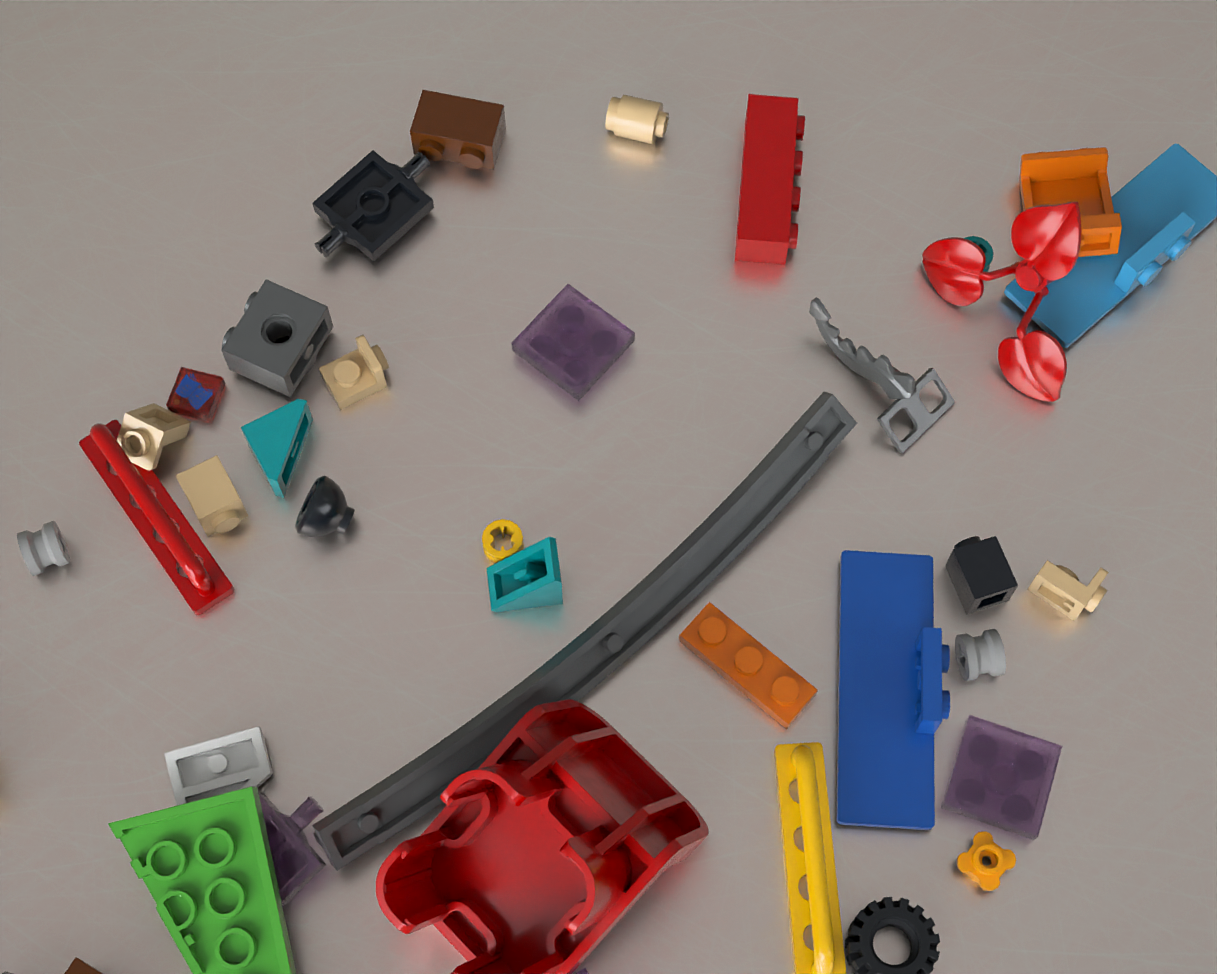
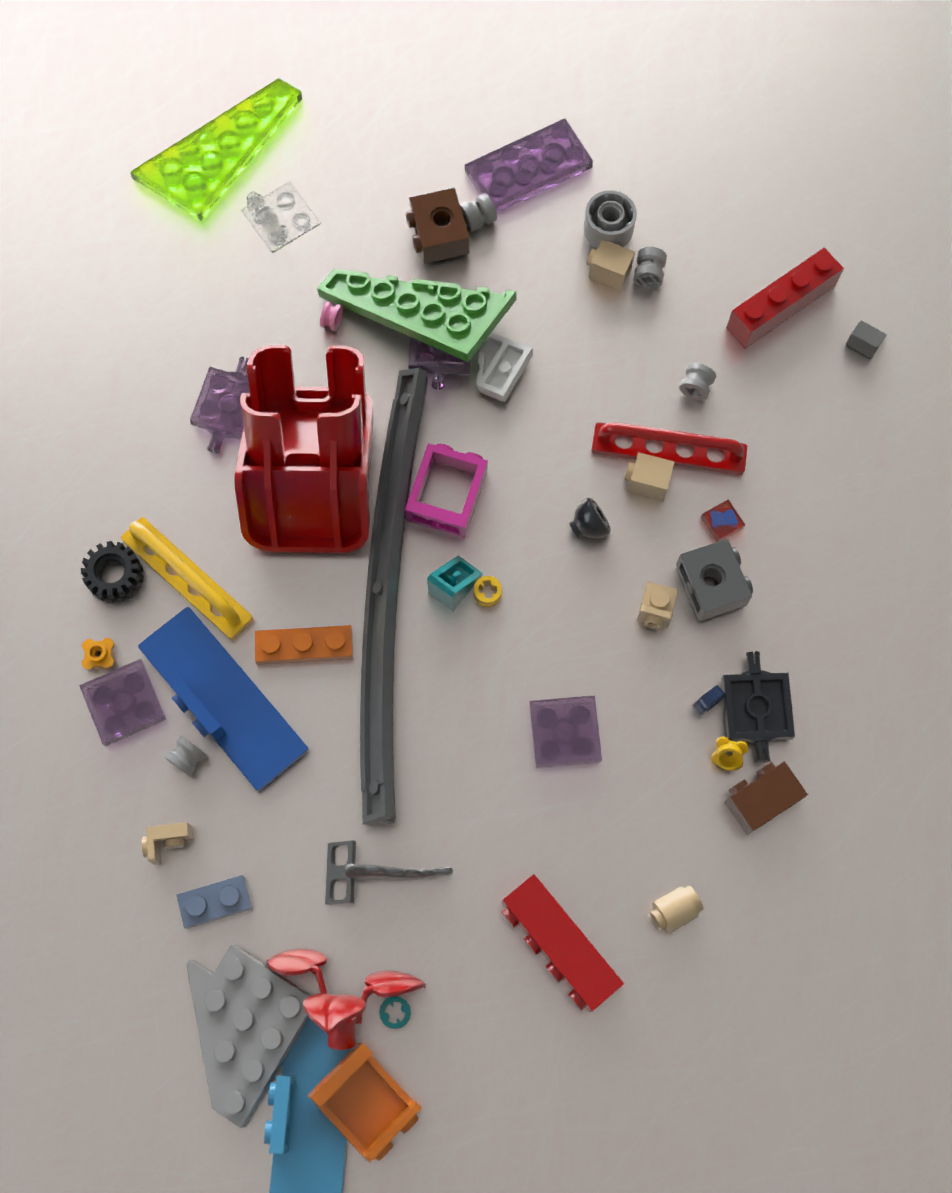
camera: 135 degrees right, 5 degrees up
(147, 431) = (716, 477): tan bracket -> none
(278, 442) = (649, 529): teal slope -> none
(410, 247) = (709, 700): none -> dark blue tile
(446, 190) = (729, 761): none -> yellow plate
(447, 719) = (436, 517): none -> dark pink window
(980, 573) = (222, 802): black brick -> none
(1066, 495) = (214, 902): none -> sand blue piece
(1129, 359) = (244, 1029): none -> light grey wing

